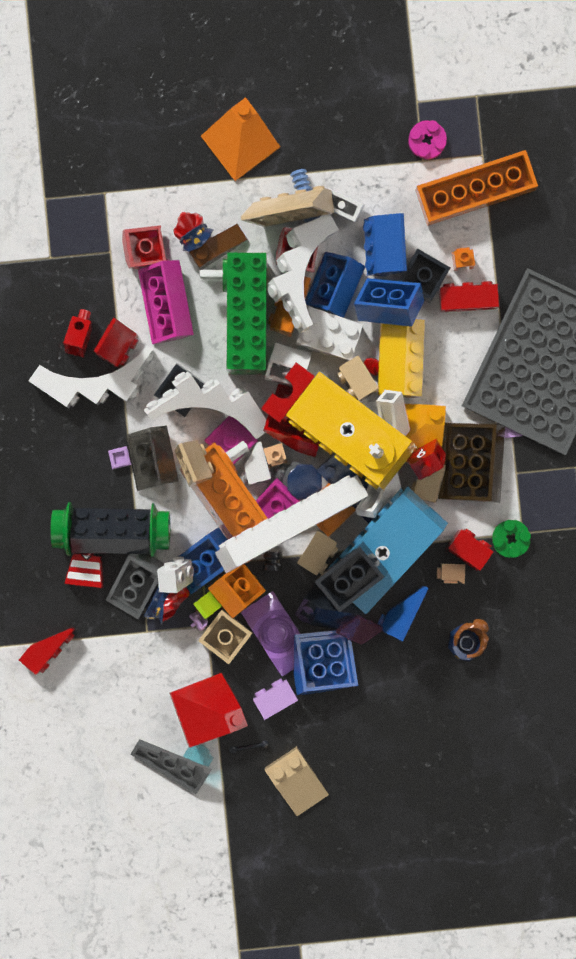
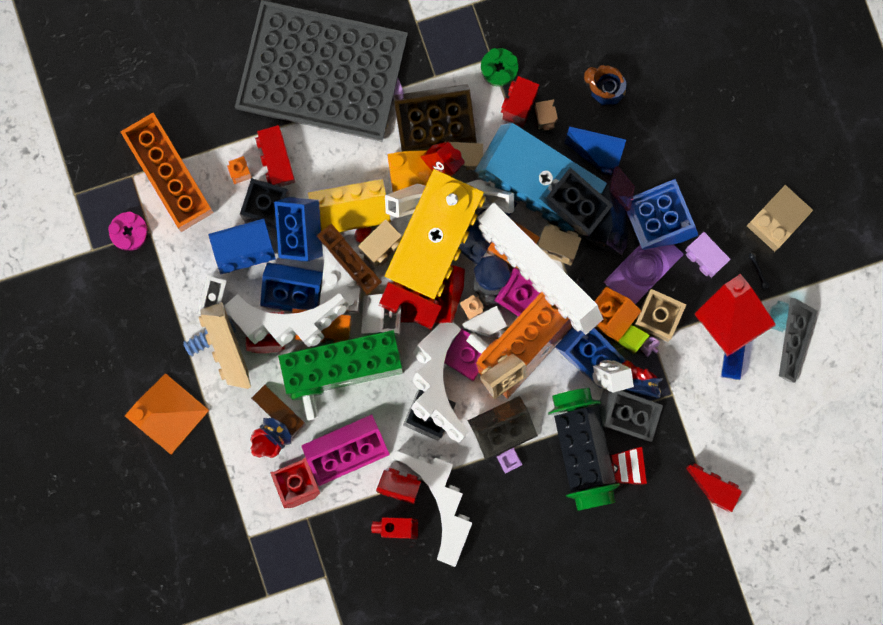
camera: 105 degrees left, 5 degrees down
(160, 697) = (733, 365): none -> clear blue plate
(347, 344) = (349, 259): none -> reddish brown slope

